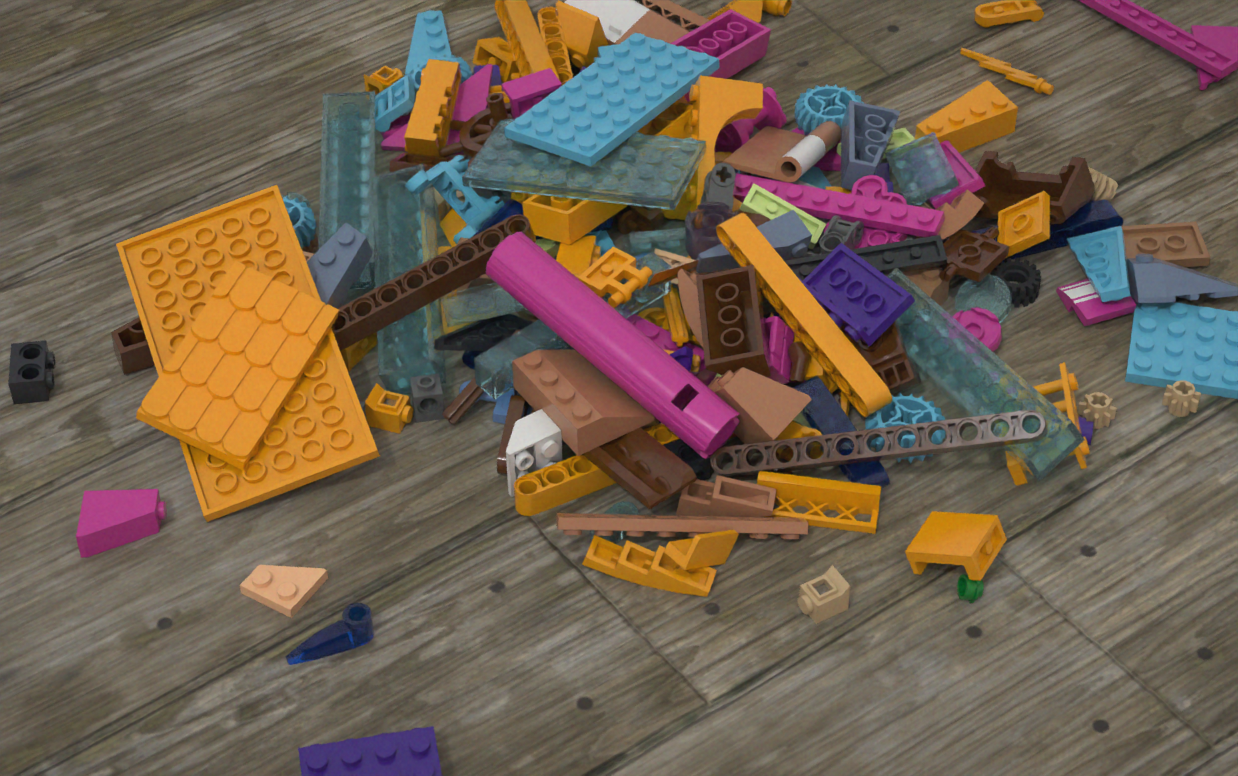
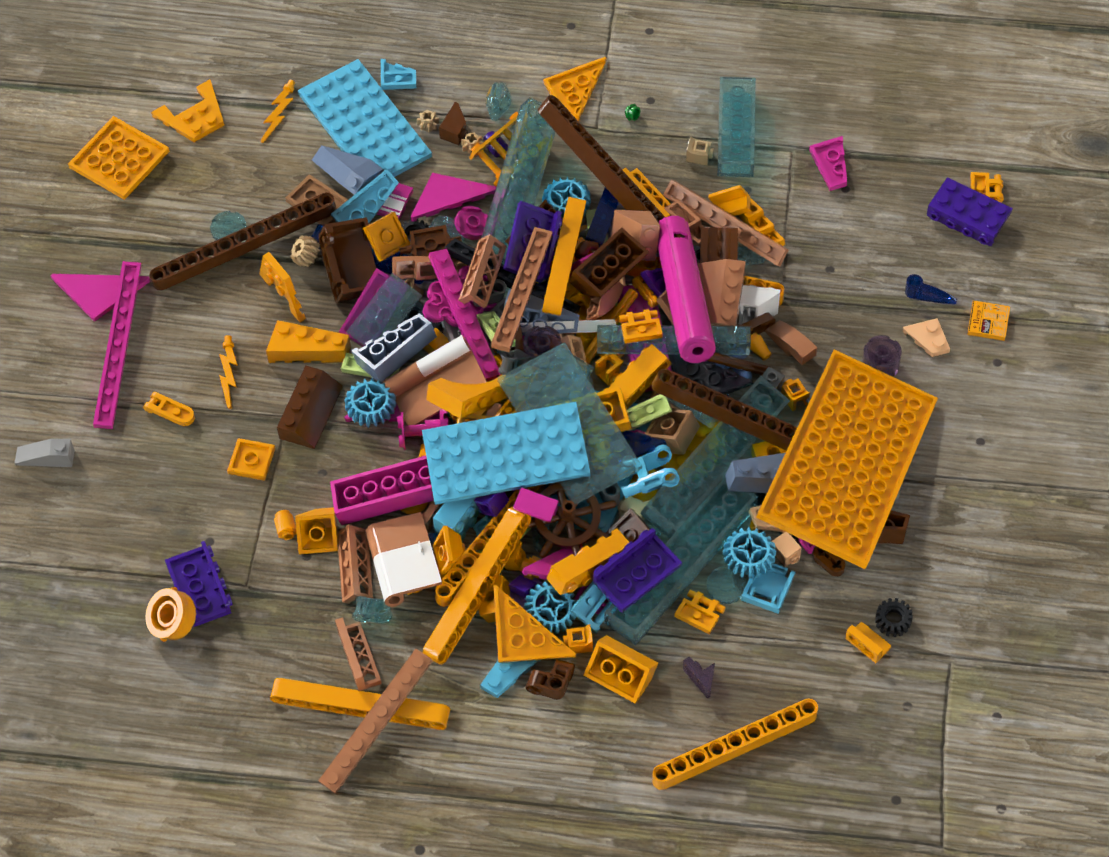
camera: 135 degrees left, 15 degrees up
(31, 372) = (961, 562): black brick -> none
(70, 273) = (889, 627): none -> black tyre
(77, 249) = (867, 641): none -> light orange panel
(117, 518) = (981, 427): dark pink slope -> none
(139, 104) = (729, 751): none -> light orange beam
(218, 659) = (988, 320): none -> light orange tile
(232, 124) = (702, 679): none -> clear purple slope
(237, 365) = (865, 432): light orange piece -> none
(288, 167) = (698, 616): none -> light orange plate
(308, 88) = (620, 668): none -> light orange slope
(316, 505) = (883, 354): none -> brick
(373, 123) = (635, 570): none -> dark purple bracket
(376, 44) = (542, 682): none -> reddish brown piece
(435, 40) = (522, 636): none -> light orange tile
(450, 458) = (792, 341): none -> nougat slope
(485, 430) = (759, 347): none -> light orange cone
(637, 711) = (831, 162): none -> dark pink wing
(792, 227) = (521, 290): none -> nougat plate
(812, 653) = (736, 127): none -> clear light blue brick
(869, 225) = (480, 267): none -> nougat fence
(879, 29) = (251, 459): none -> light orange tile
(886, 81) = (309, 408): none -> reddish brown slope
(957, 540) = (623, 123): light orange panel -> none
(1044, 336) = (448, 192): none -> dark pink tile
(1065, 118) = (272, 273): none -> light orange wing
(1081, 567) = (575, 85): none -> light orange tile
(1146, 416) = (453, 126): none -> reddish brown slope
(1148, 485) = (497, 100): none -> clear light blue hat
(1163, 157) = (237, 247): none -> reddish brown beam
(1208, 172) = (226, 224): none -> clear light blue tile

